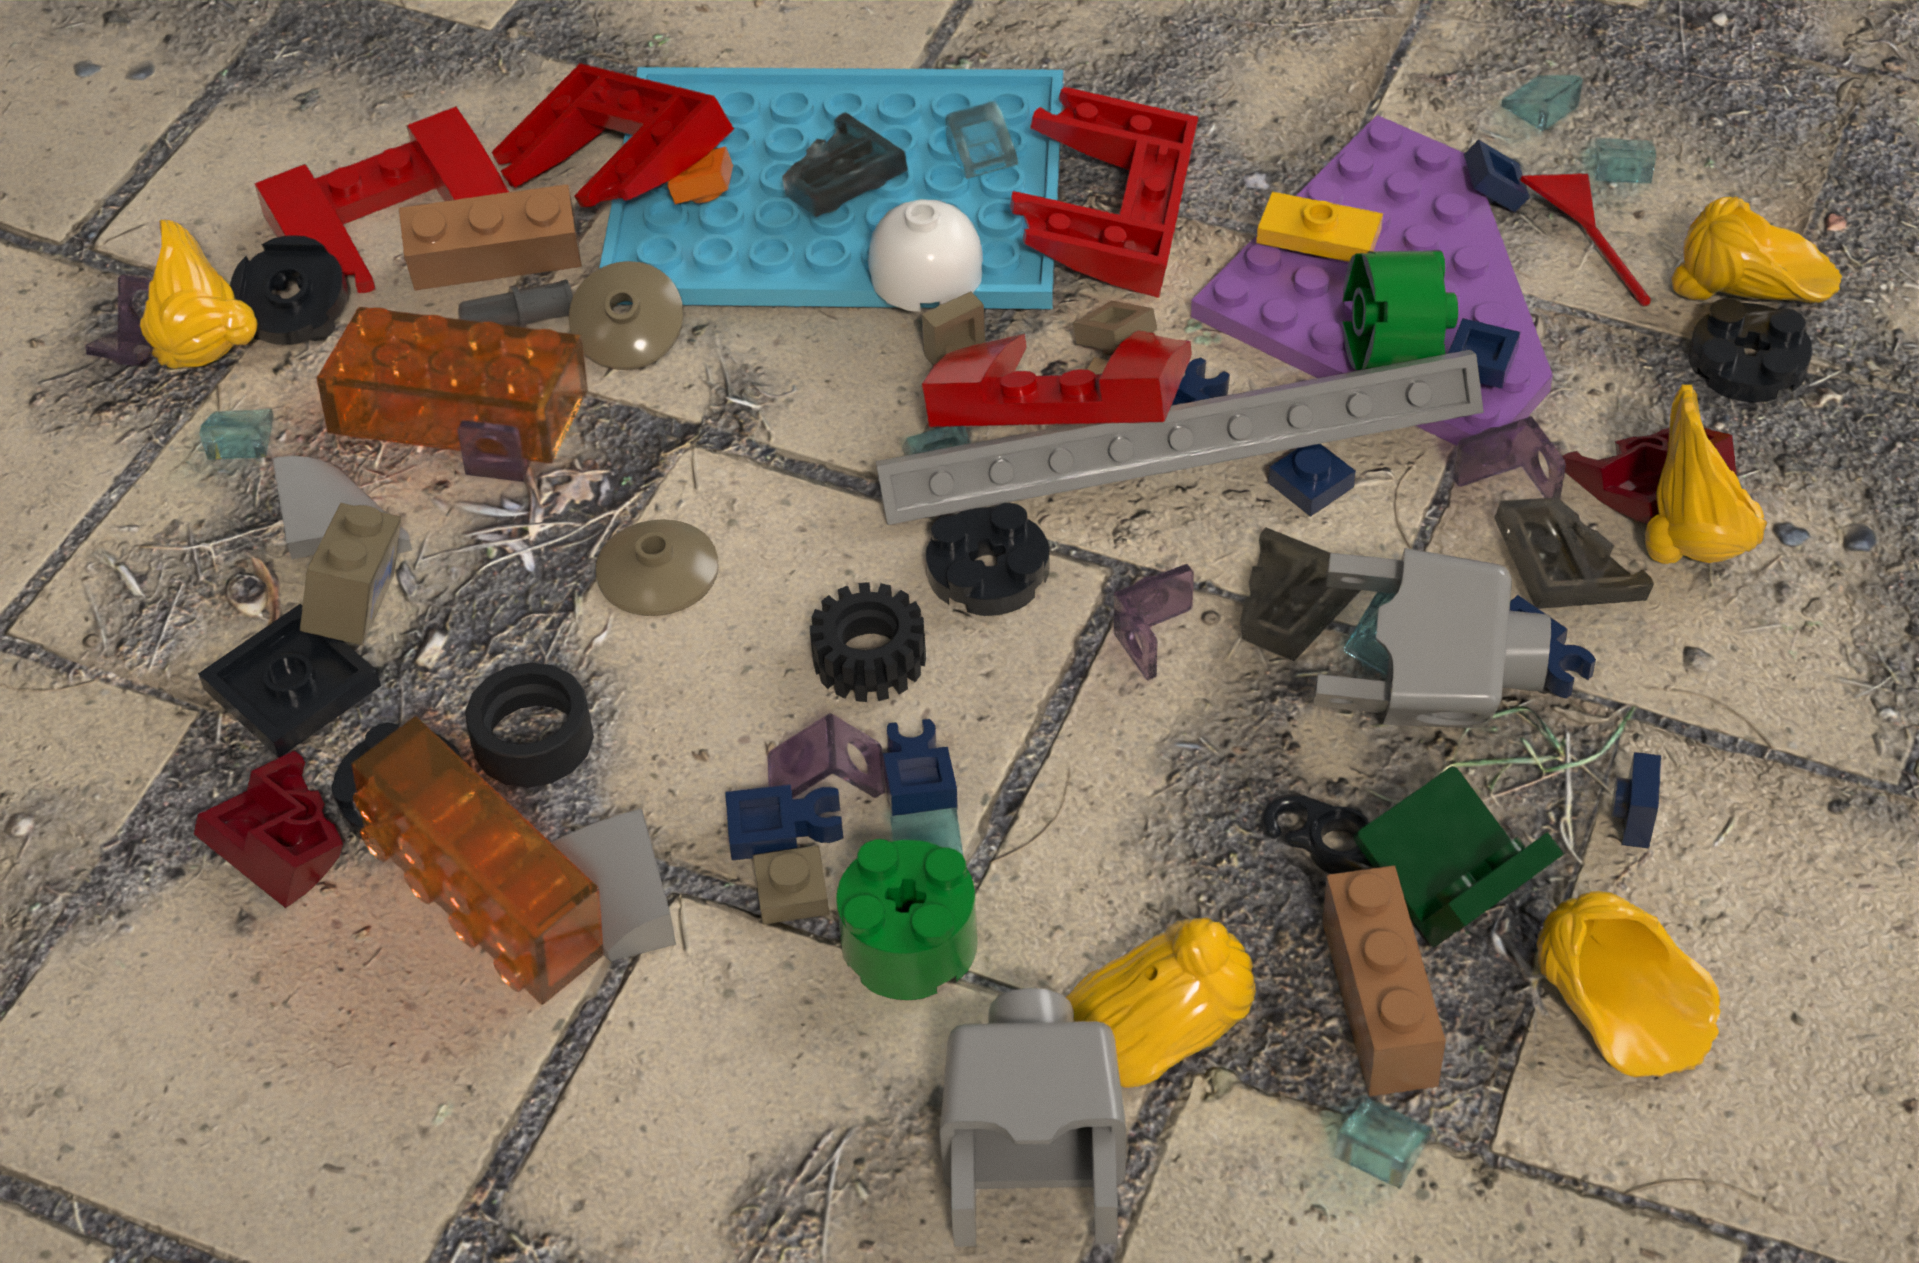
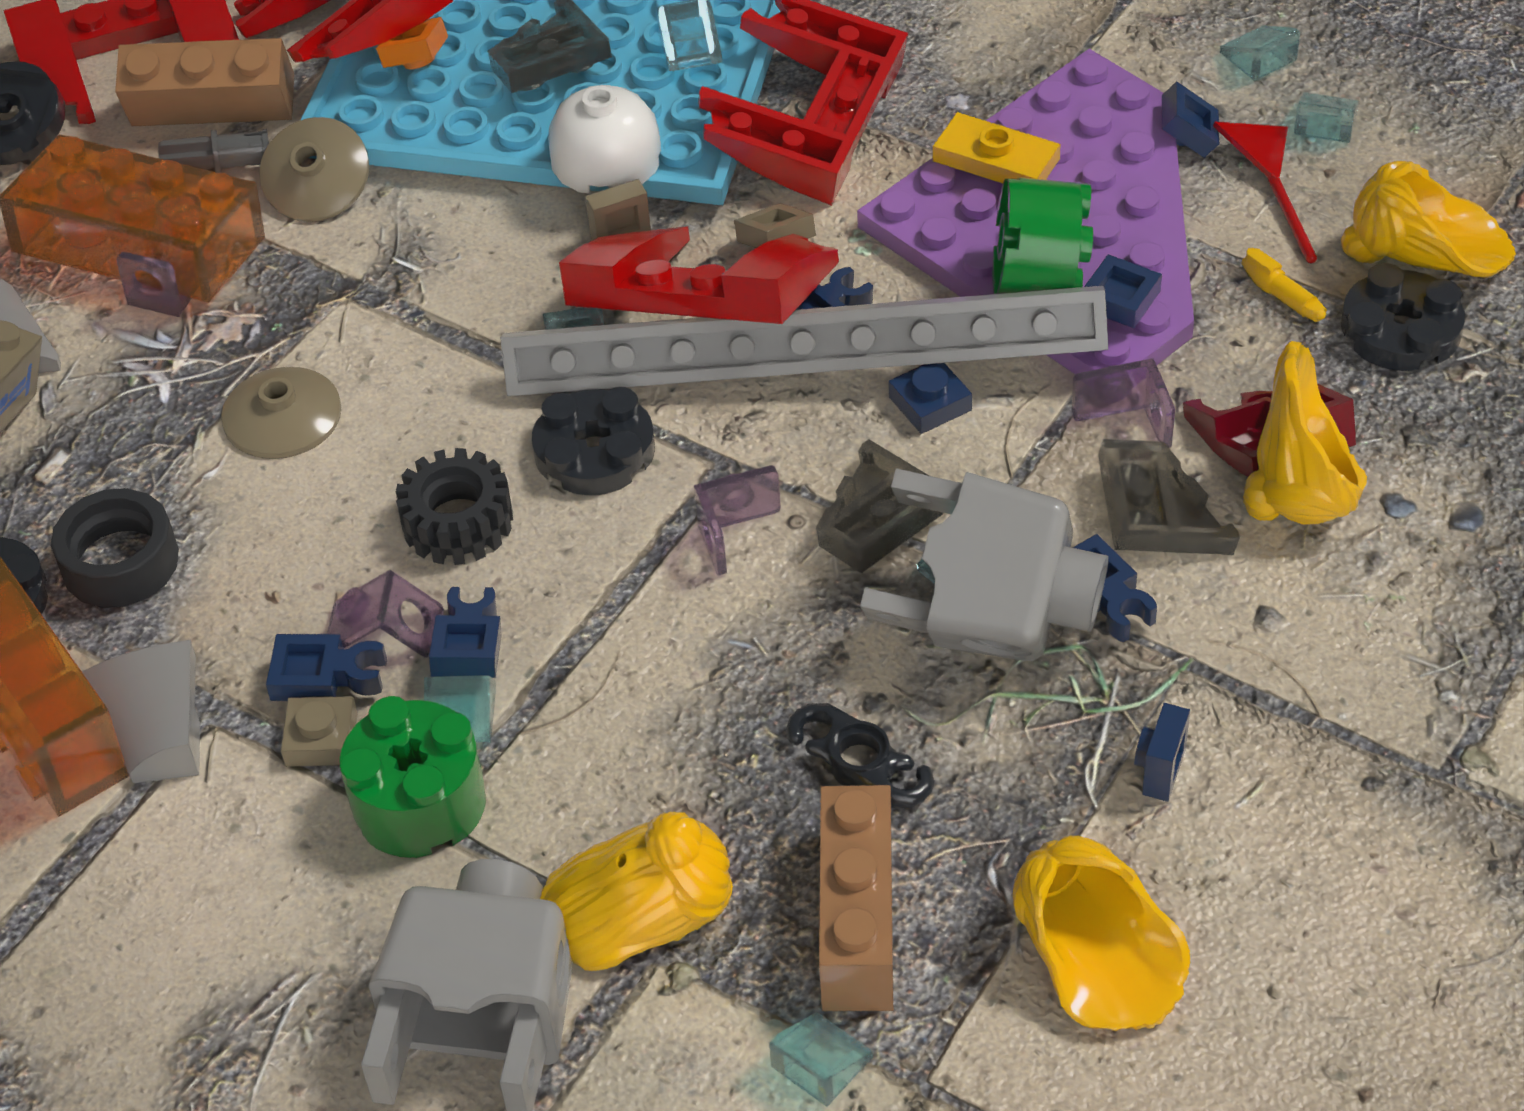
camera: 10 degrees right, 0 degrees up
(1451, 854) = (956, 782): dark green bracket -> none
(1611, 324) = (1269, 277): none -> yellow piece

